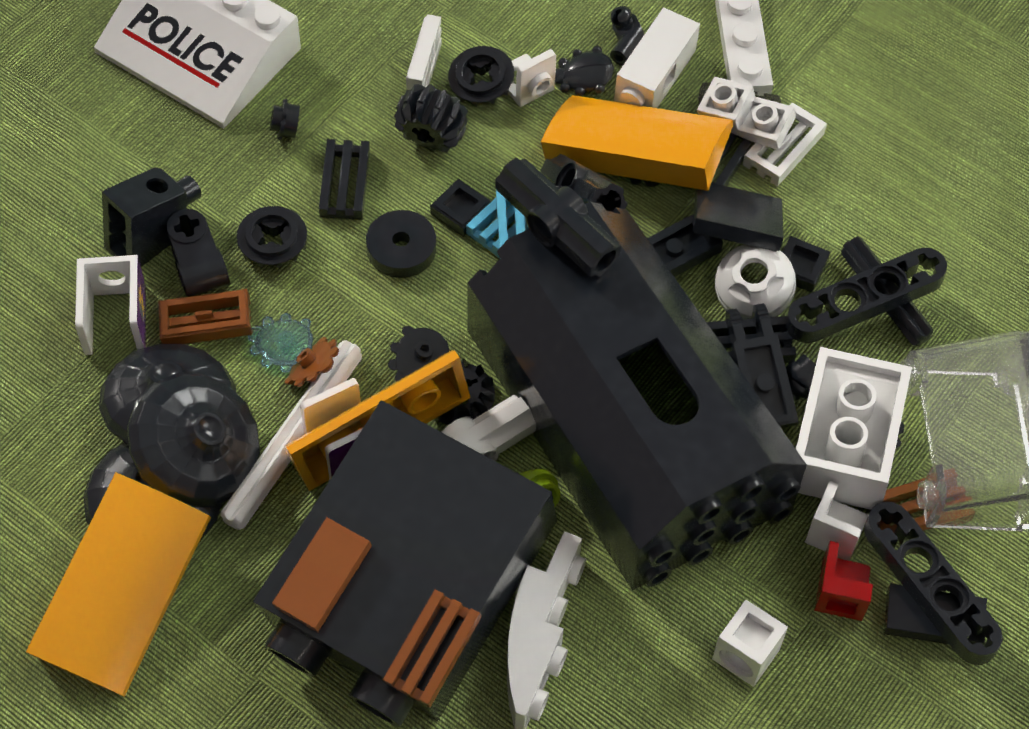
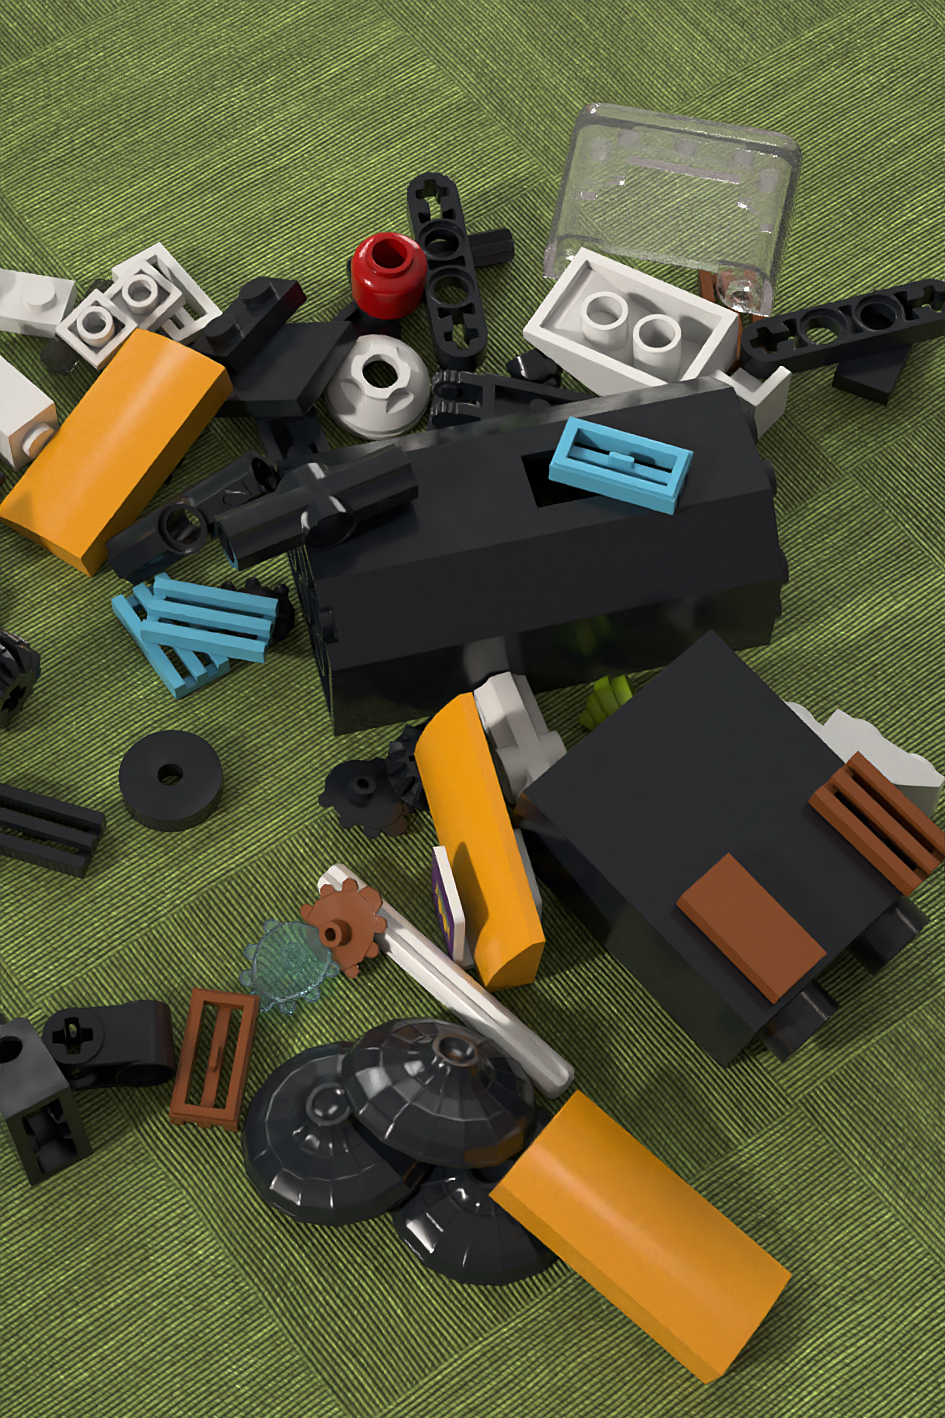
camera: 75 degrees left, 0 degrees up
(90, 284) = (170, 1138): white piece -> none
(272, 221) = (117, 917): black gear -> none
(458, 206) = (135, 694): black tile -> none
(664, 433) = (617, 473): none -> medium azure tile
(749, 643) = (893, 524): white brick -> none
(769, 188) = (250, 321): none -> black plate
(841, 254) = (388, 275): none -> red head
(843, 586) = (821, 425): red panel -> none

